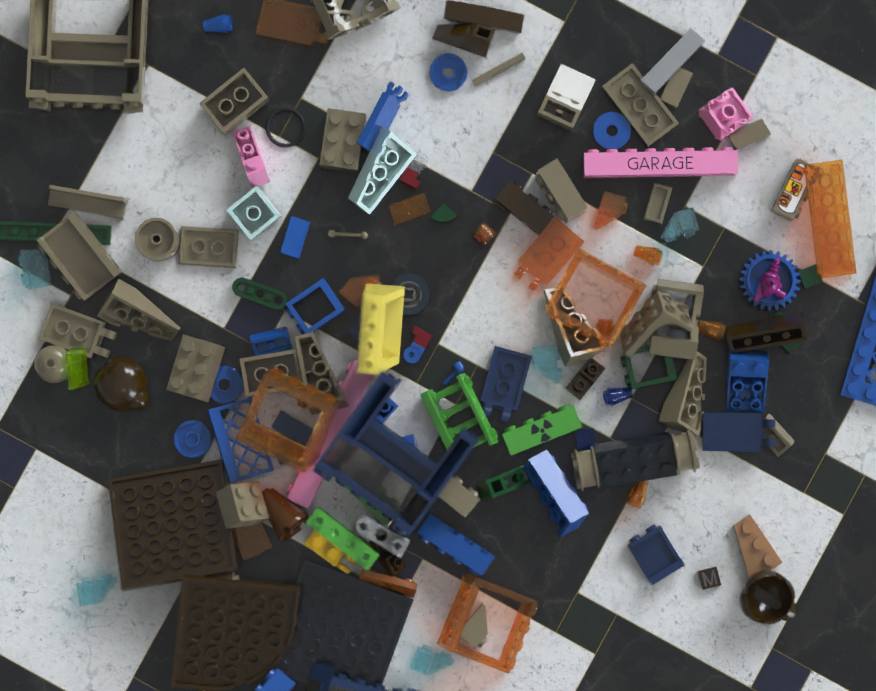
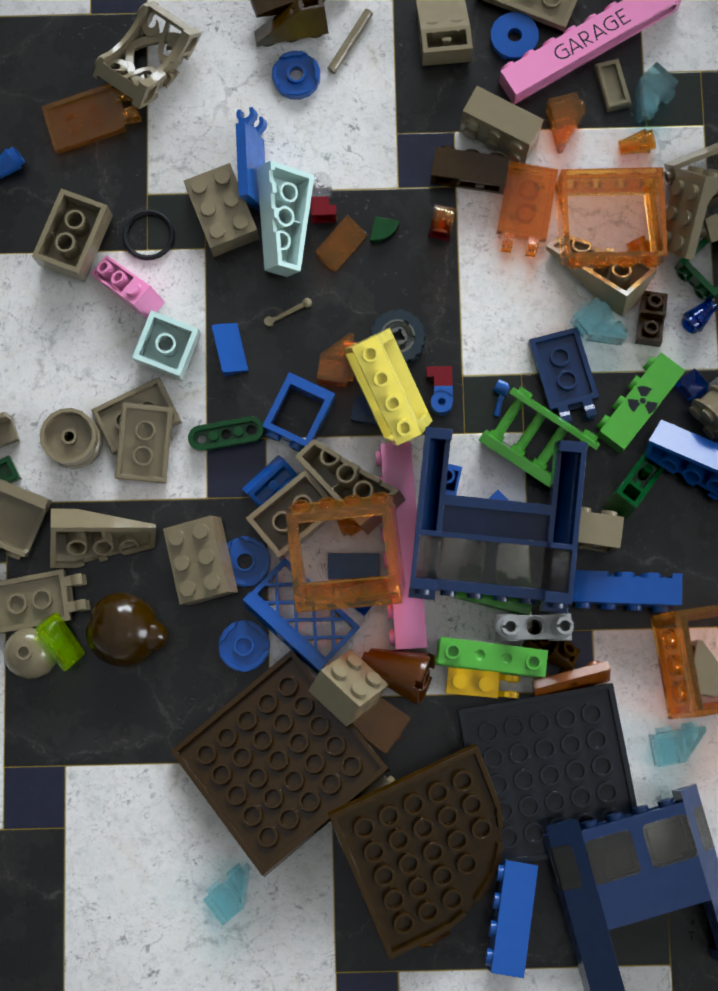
camera: 30 degrees left, 5 degrees down
(203, 269) = (144, 443): none -> dark tan tile

